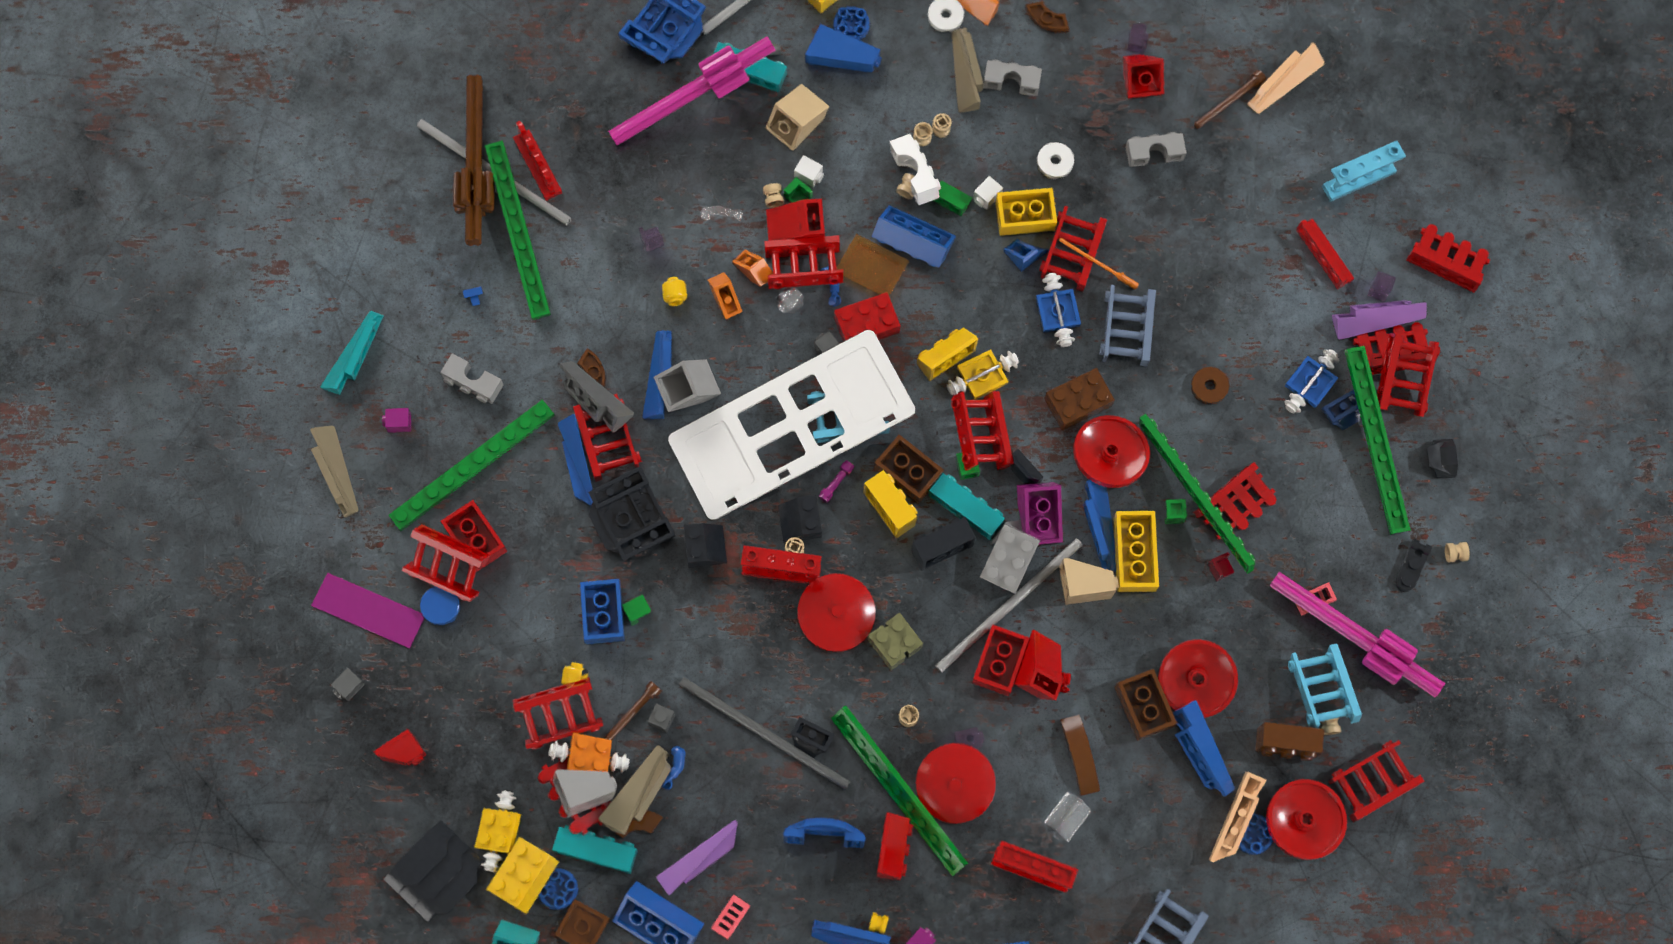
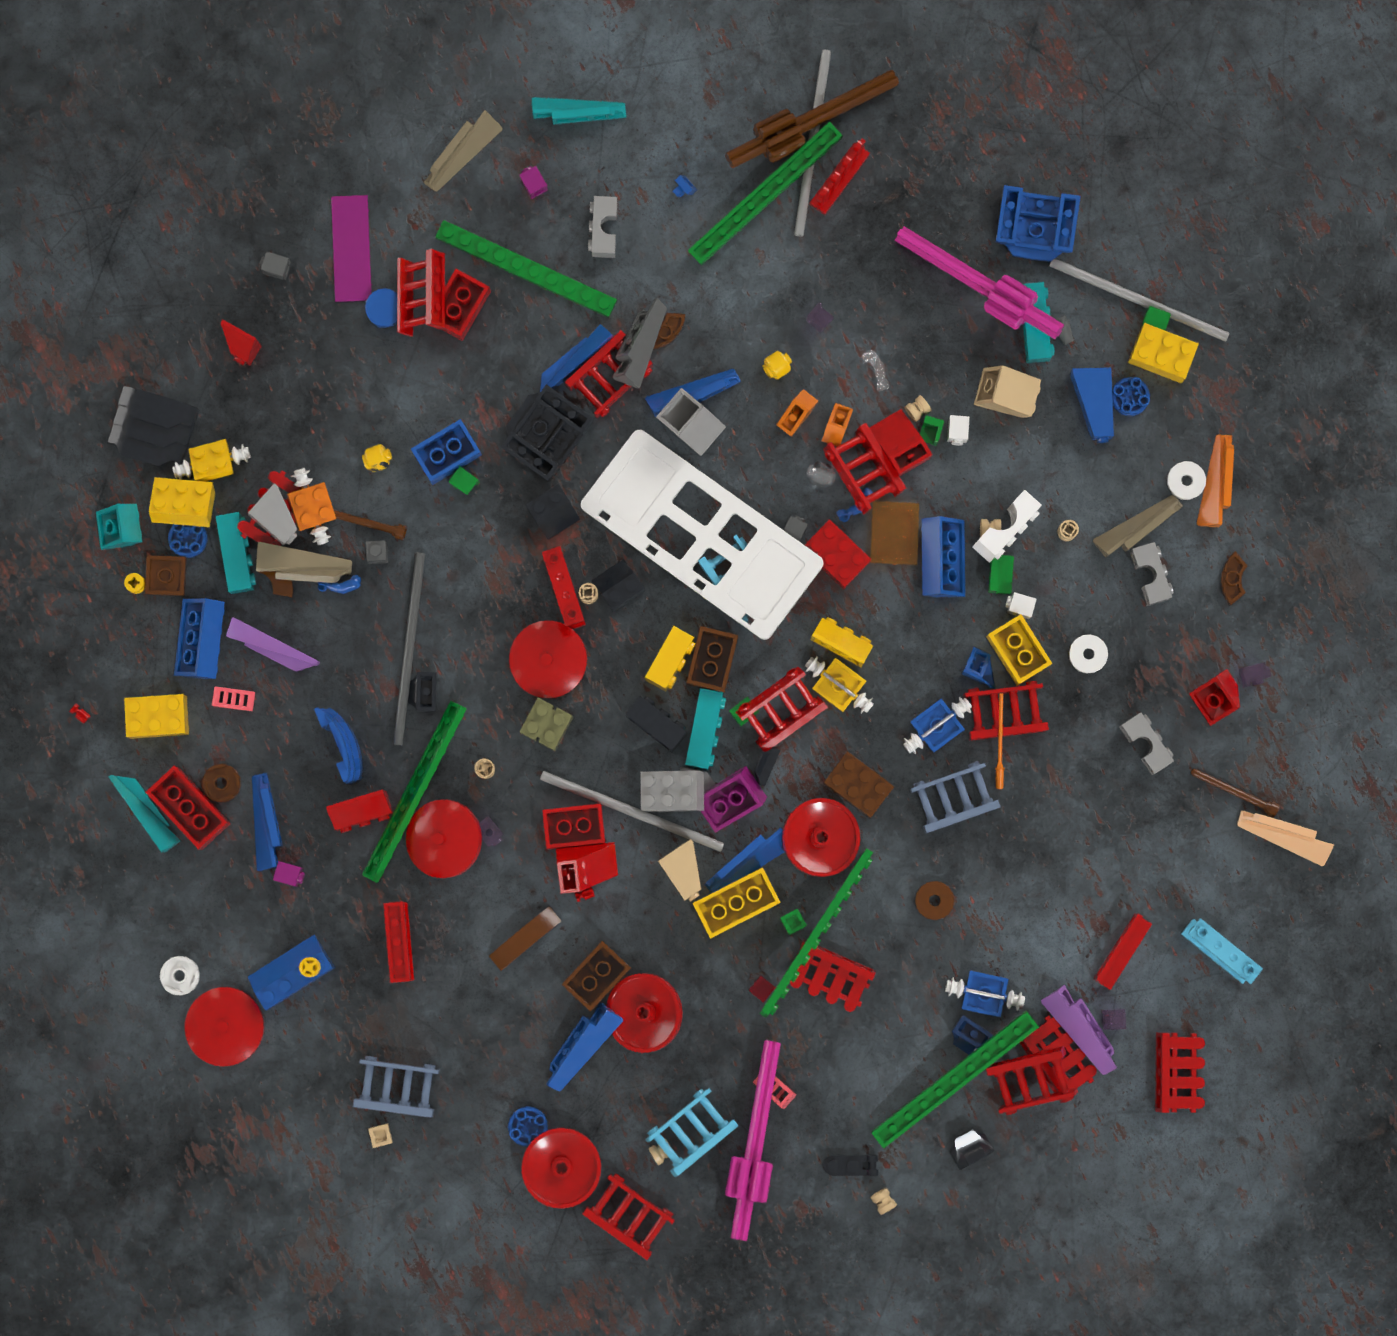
camera: 65 degrees right, 10 degrees up
(544, 700) = (353, 453): red fence -> none
(845, 469) = (654, 597): magenta bar -> none
(878, 923) = (288, 829): yellow wheel -> none
(922, 130) = (1053, 517): tan wheel -> none
(1068, 816) = (463, 952): clear panel -> none
(1238, 817) = (534, 1105): light nougat wedge -> none
(1289, 741) = (624, 1121): reddish brown brick -> none

